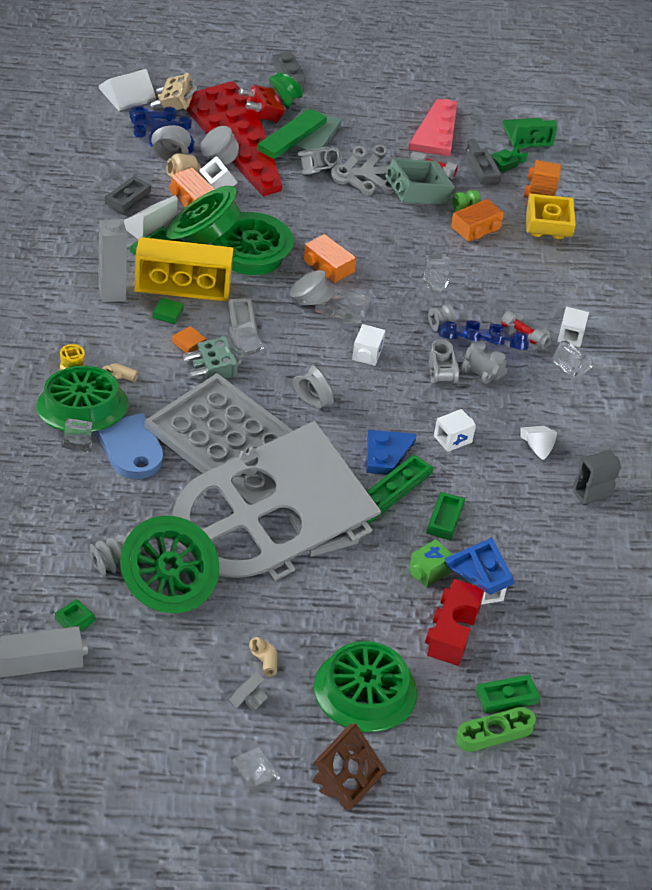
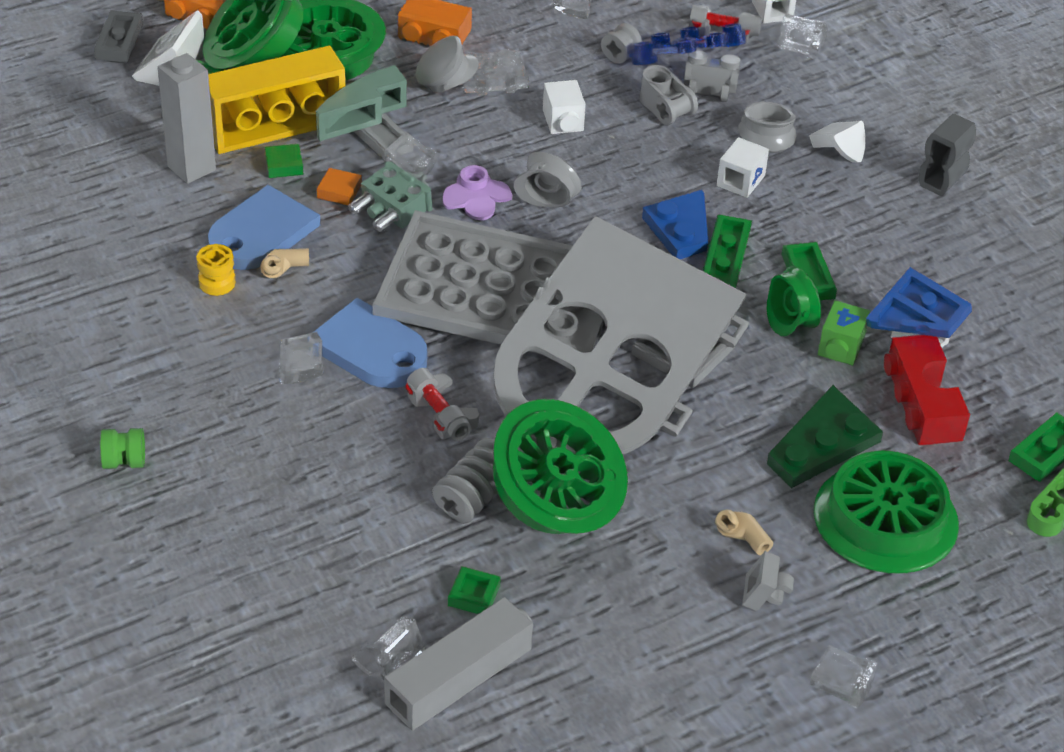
camera: 25 degrees left, 0 degrees up
(83, 395) = (265, 305): green piece -> none
(122, 345) = (263, 224): none -> medium blue tile
(140, 485) = (449, 421): none -> light grey piece
(235, 292) = (362, 103): none -> sand green slope
(269, 378) = (476, 193): none -> lavender plate
(332, 785) = (952, 644): reddish brown piece -> none
(369, 621) = (822, 439): none -> dark green wing
(408, 528) = (792, 302): none -> green piece
(497, 411) = (768, 126): none -> light grey piece

